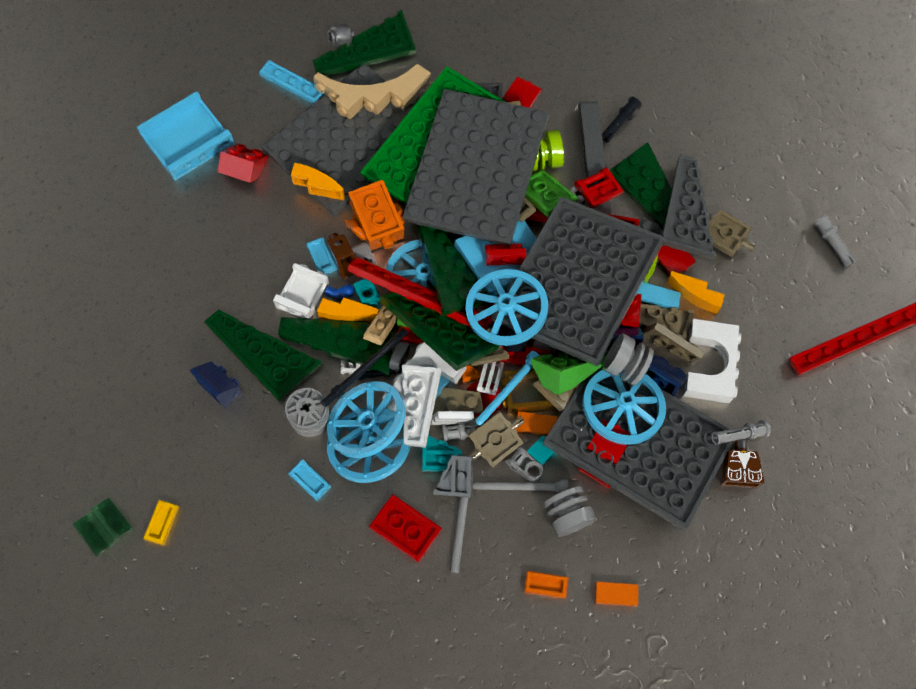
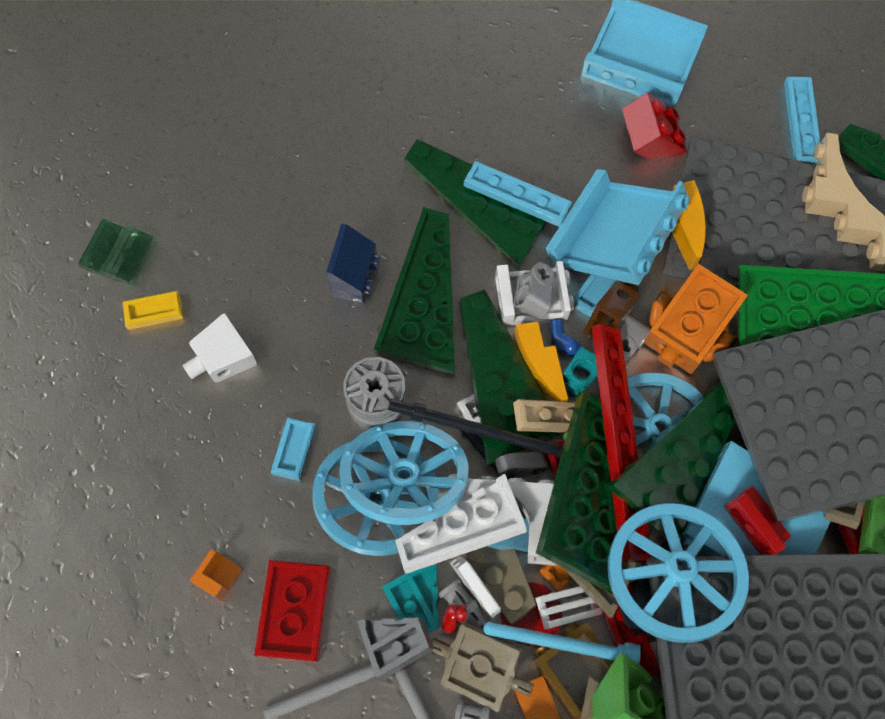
camera: 60 degrees right, 0 degrees up
(219, 492) = (219, 352): none -> white torso
(223, 284) = (505, 226): none -> dark green wing
(232, 262) = (517, 193): none -> medium azure tile
(294, 221) = (617, 228): none -> medium azure panel
(302, 288) = (535, 290): none -> light grey piece
(359, 561) = (216, 574): none -> orange panel
(461, 439) = (453, 614): none -> red arm

